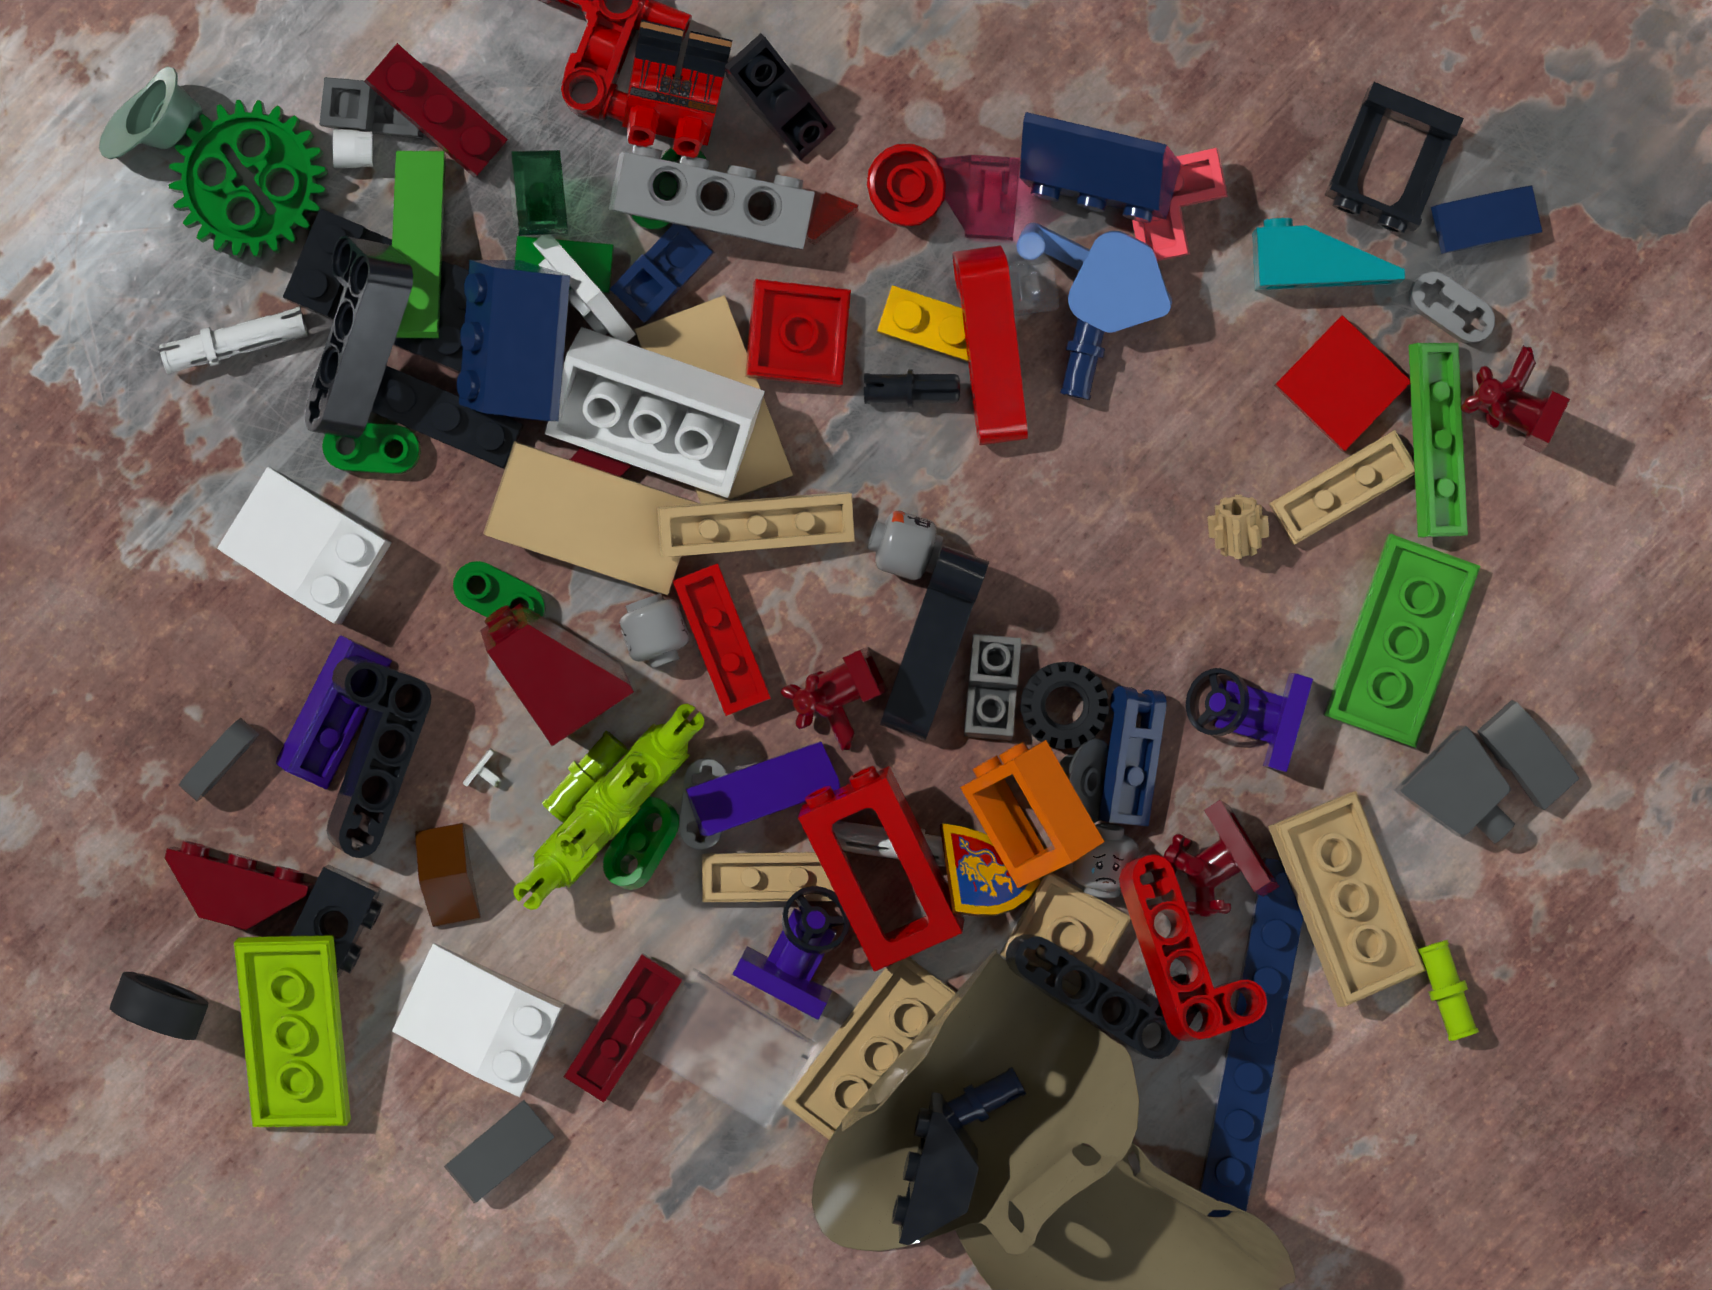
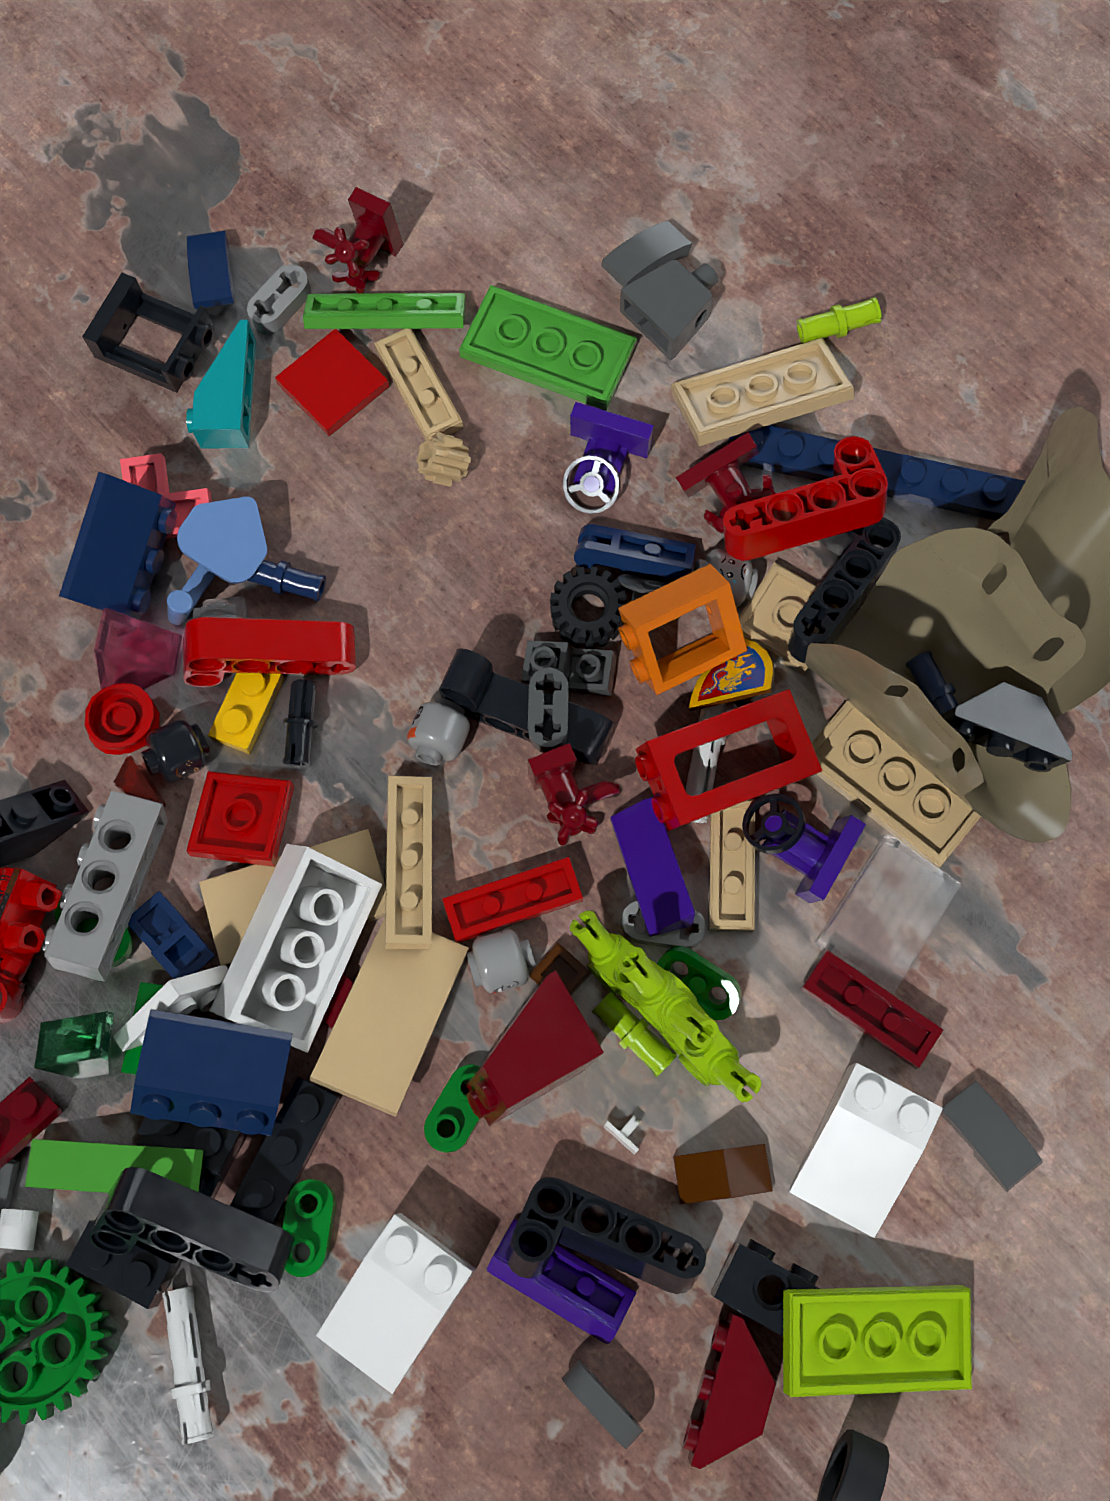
camera: 85 degrees left, 15 degrees down
(650, 694) = (565, 964): none -> reddish brown tile
(870, 253) = (175, 750): none -> black head
(929, 655) = (538, 709): none -> dark grey beam

